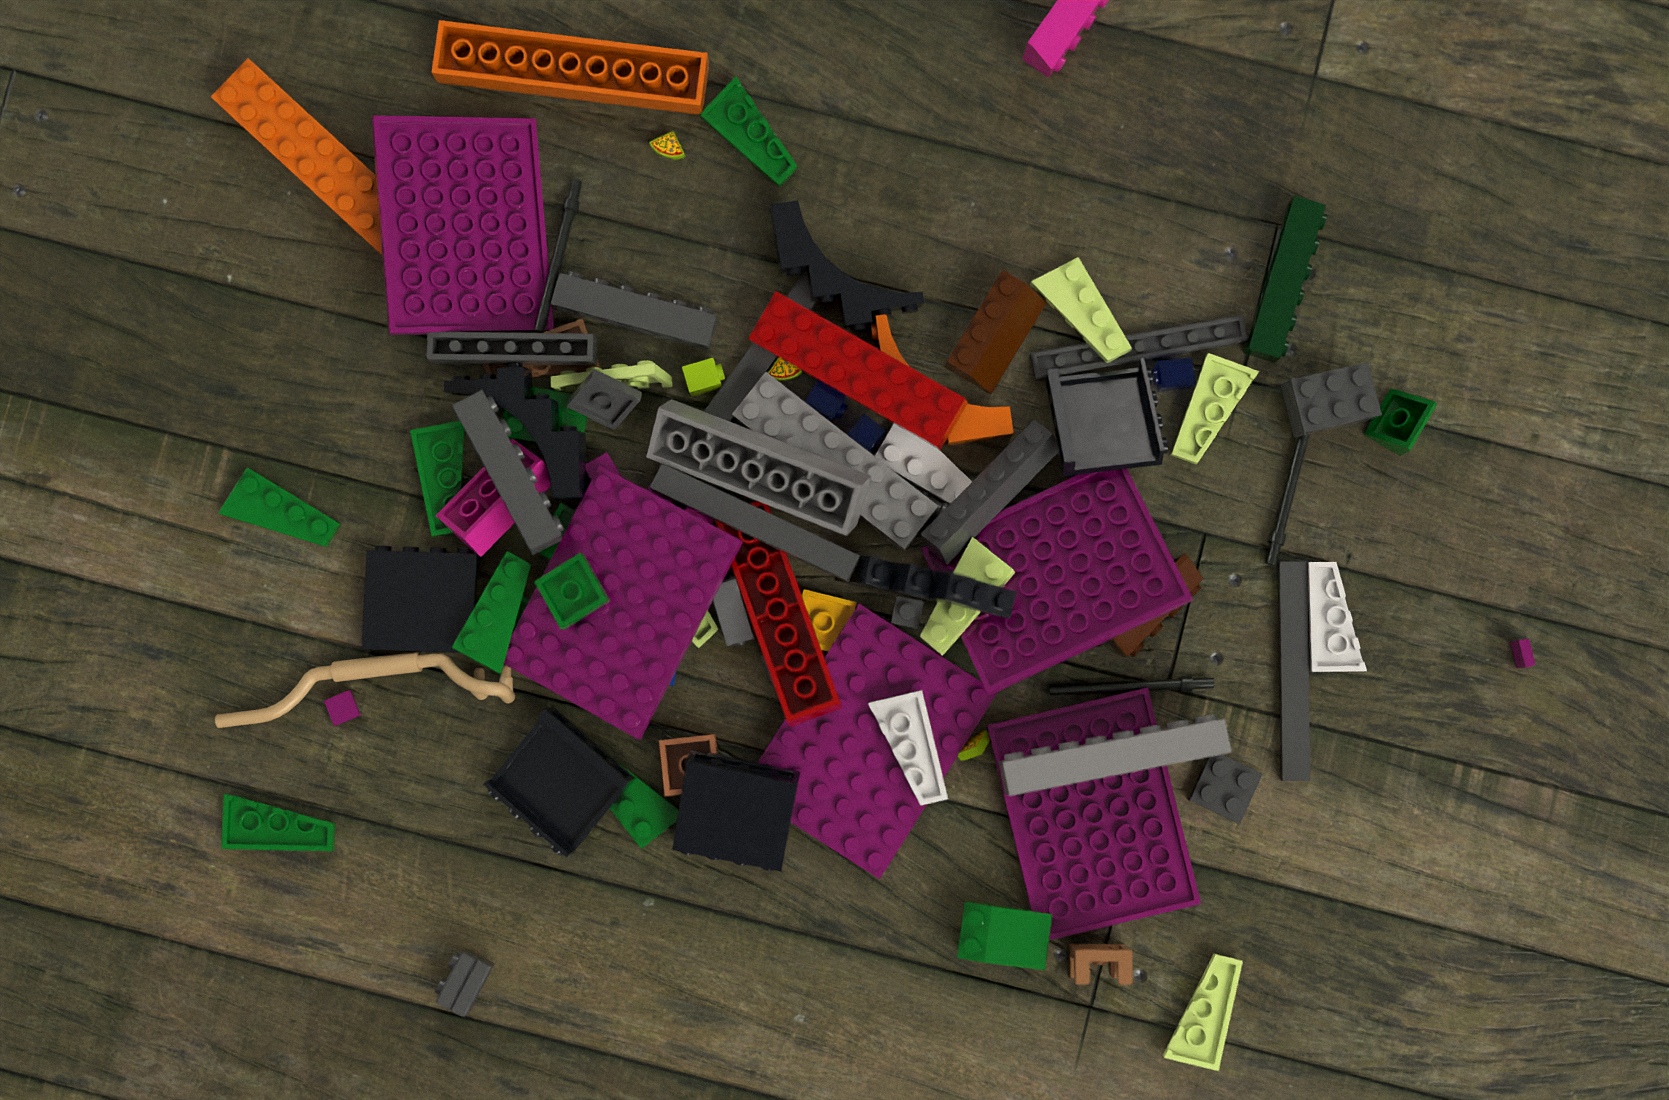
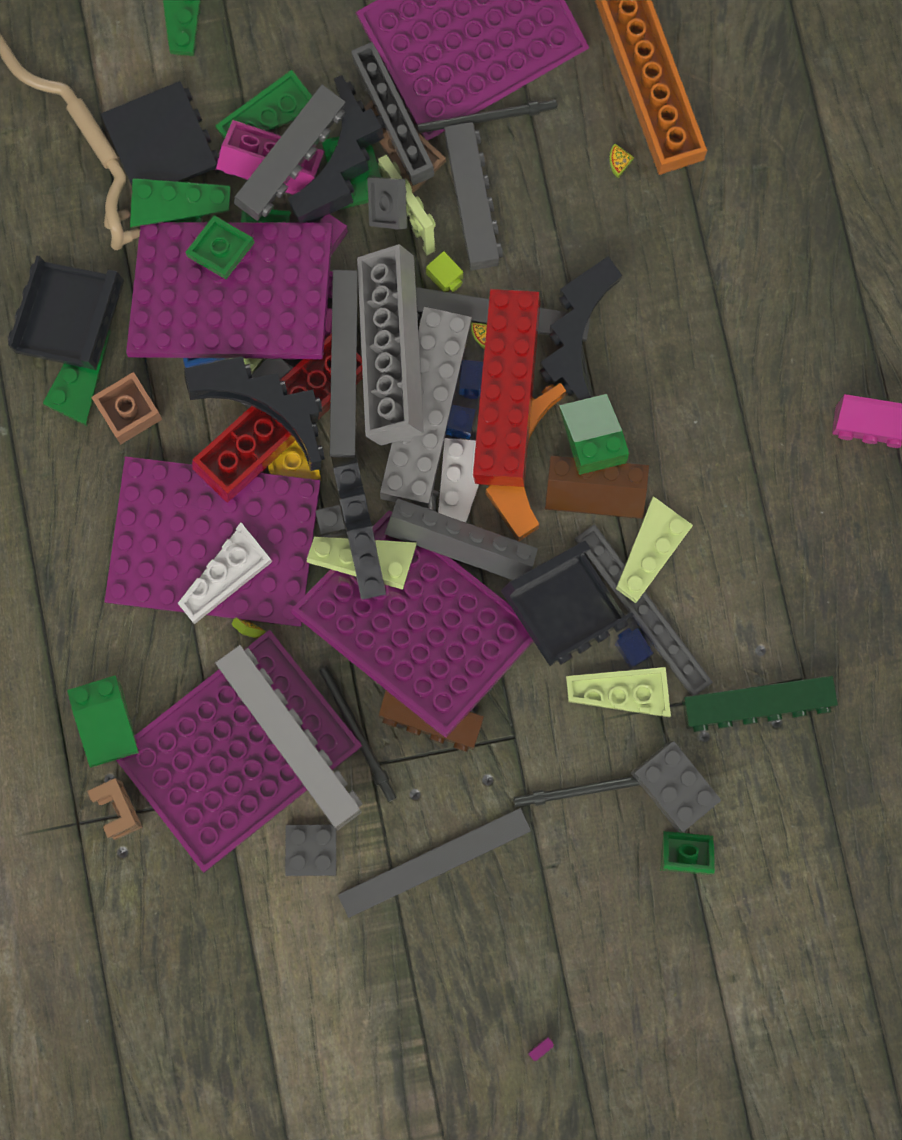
camera: 65 degrees right, 5 degrees down
(342, 708) = (49, 124): magenta tile -> none
(735, 810) = (105, 457): black panel -> none
(744, 127) = (664, 212): green wing -> none
(787, 595) = (234, 381): none -> black arch
(947, 306) = (594, 434): none -> green slope
(1206, 1019) = (107, 922): yellowish green wing -> none
(1330, 626) = (485, 876): white wing -> none

